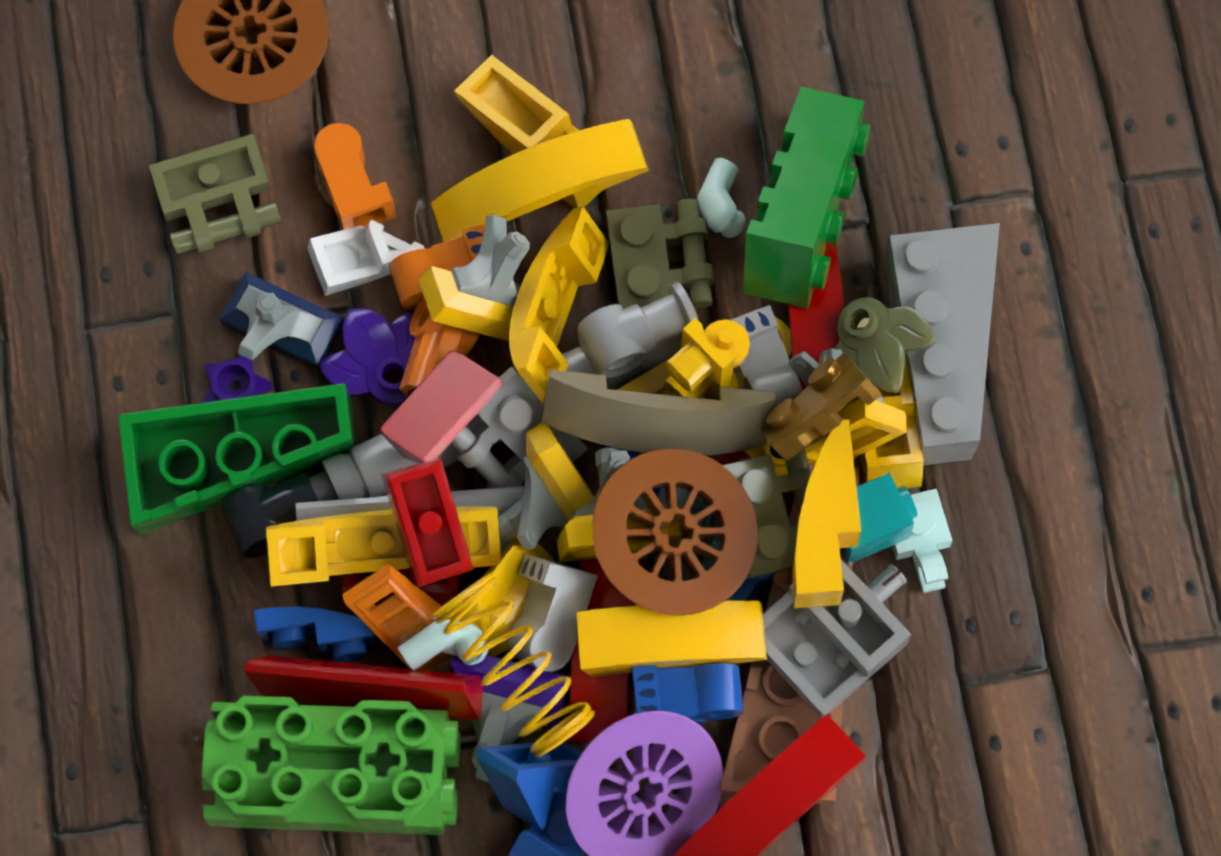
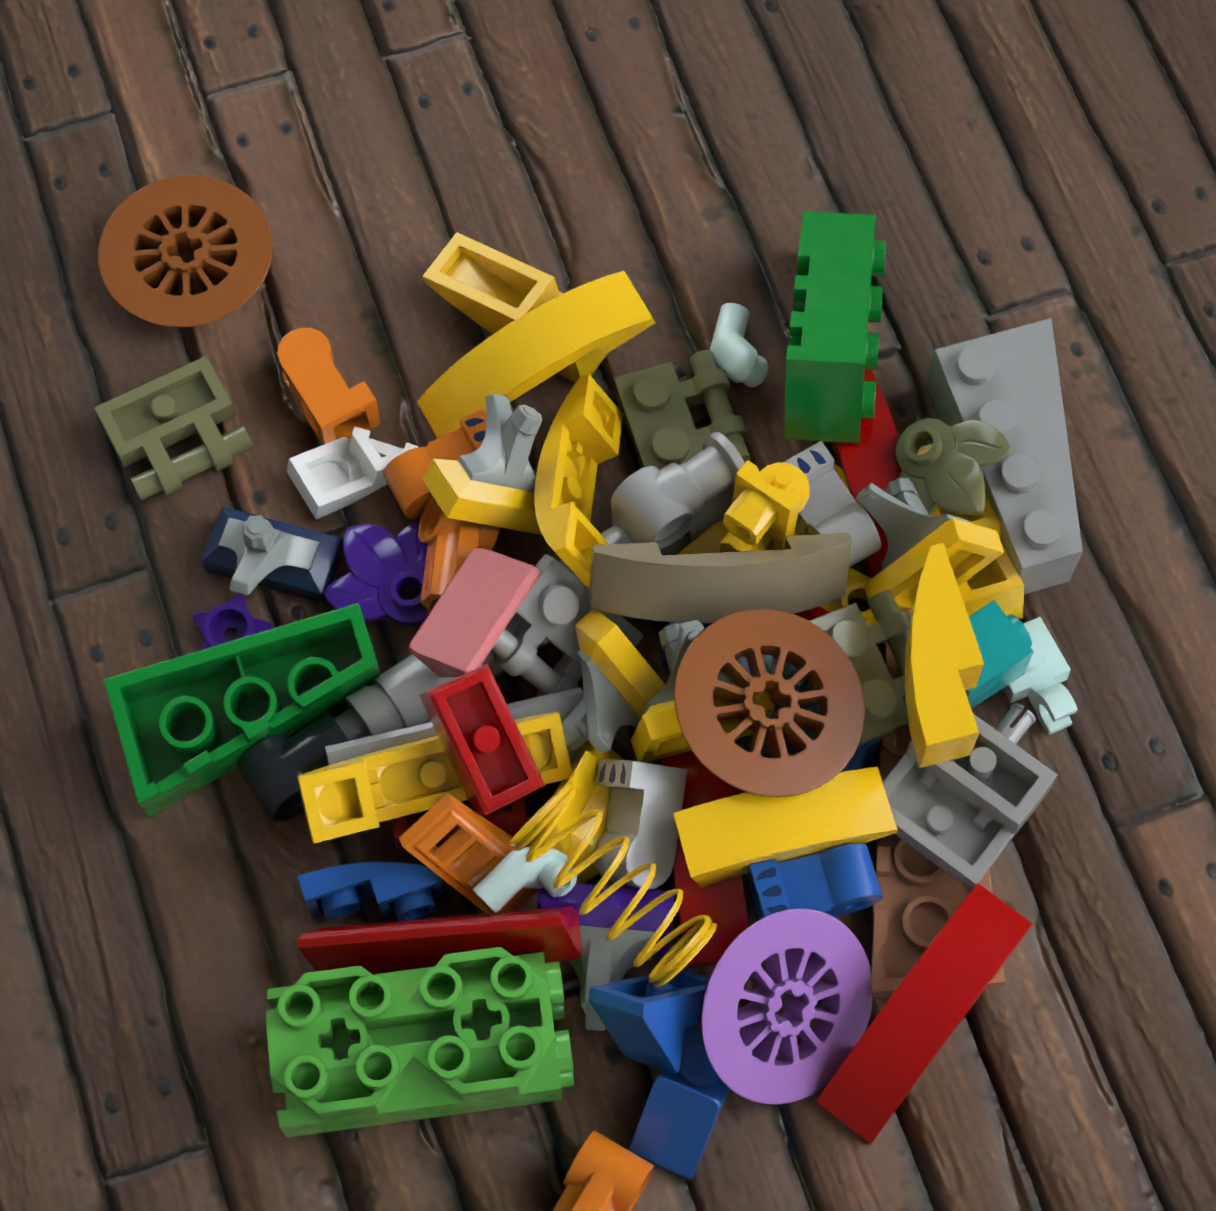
camera: 10 degrees left, 5 degrees down
(814, 411) = (903, 538): pearl gold wing -> none

